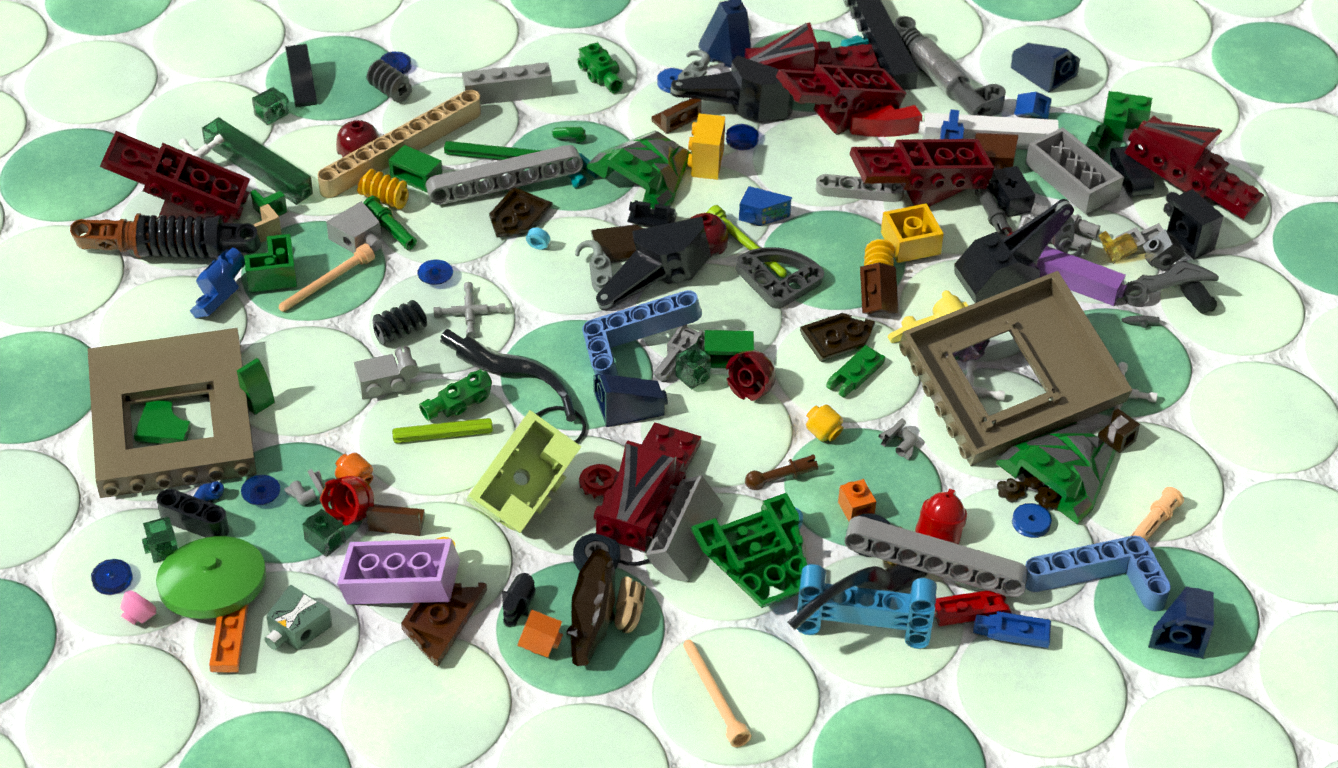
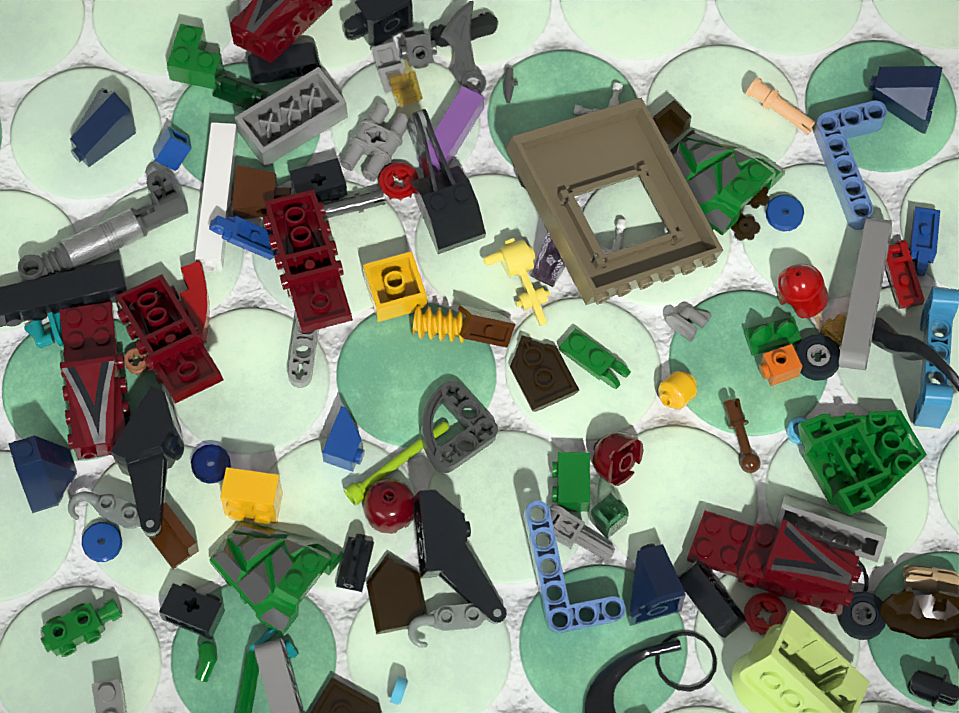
camera: 90 degrees left, 20 degrees up
(602, 436) = (711, 599): none -> black beam
(611, 123) = (200, 621): none -> black brick
(891, 501) = (772, 335): none -> green tile

